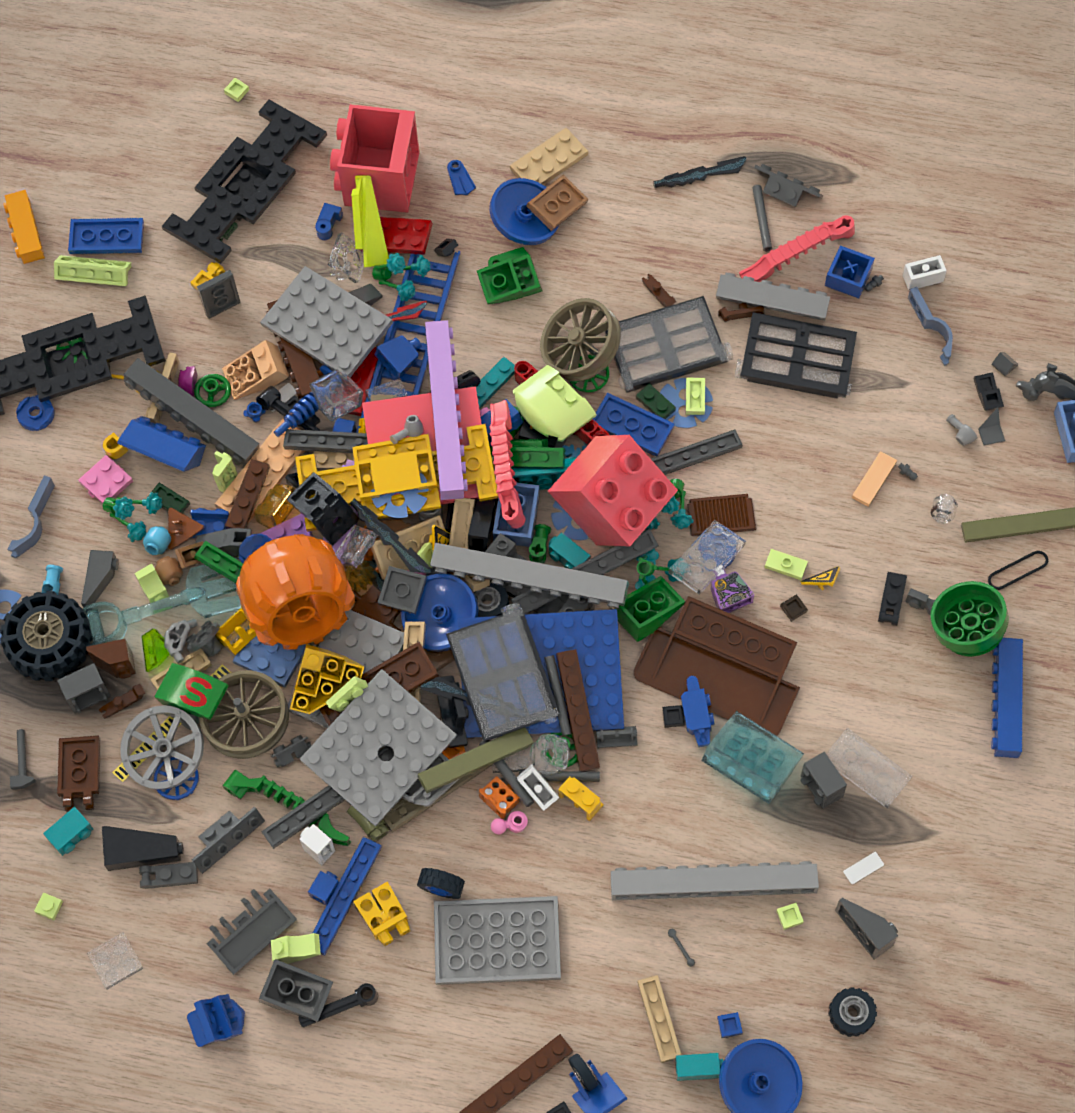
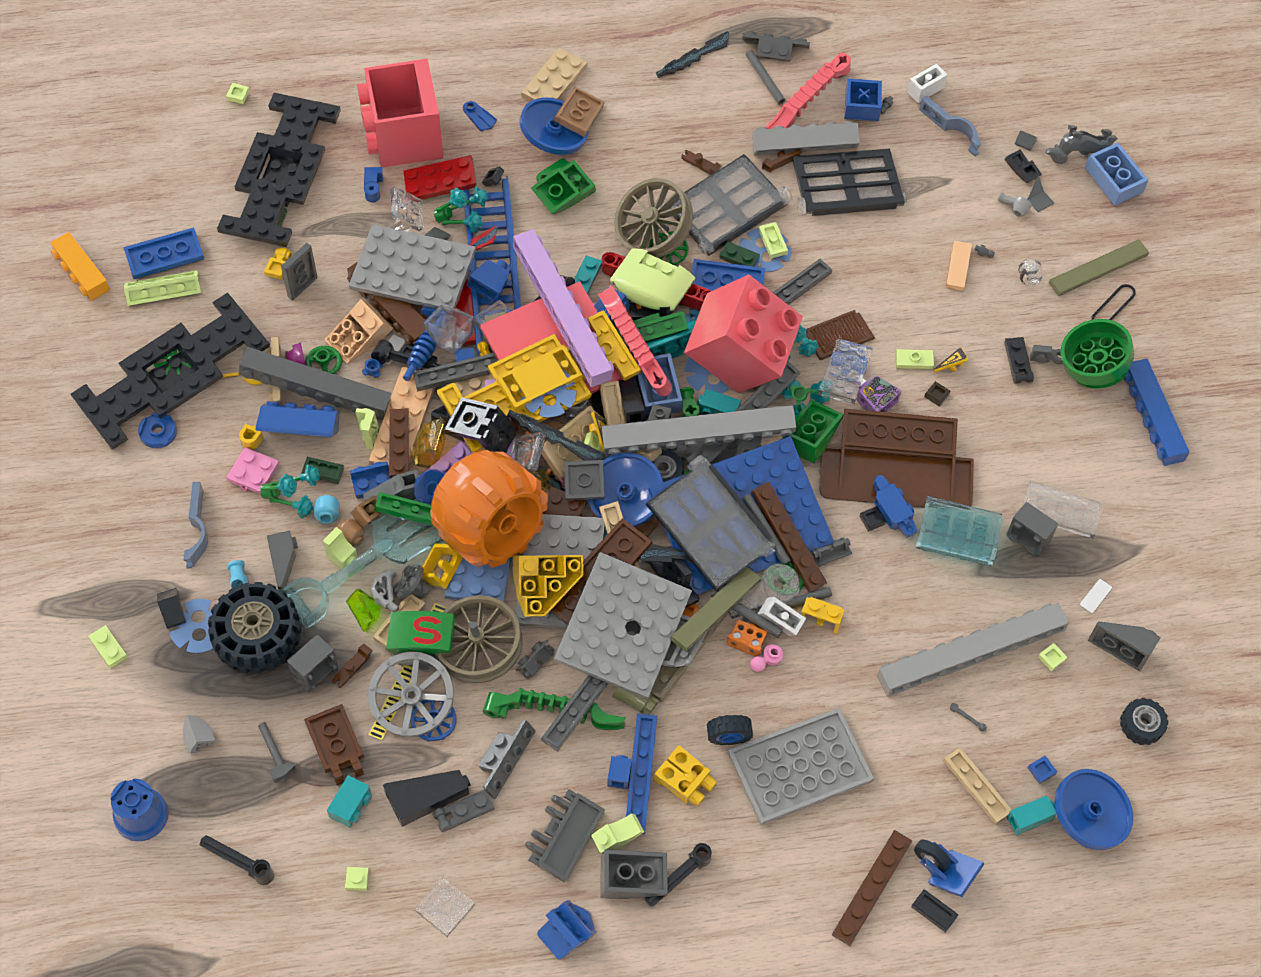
camera: 25 degrees left, 5 degrees down
(114, 658) = (331, 626): reddish brown slope -> none
(181, 528) = (346, 490): dark orange piece -> none
(317, 844) = (598, 733): white brick -> none
(347, 694) = (578, 581): yellowish green plate -> none
(367, 223) = (416, 171): neon yellow wedge -> none
(412, 428) = (537, 332): light grey bar -> none

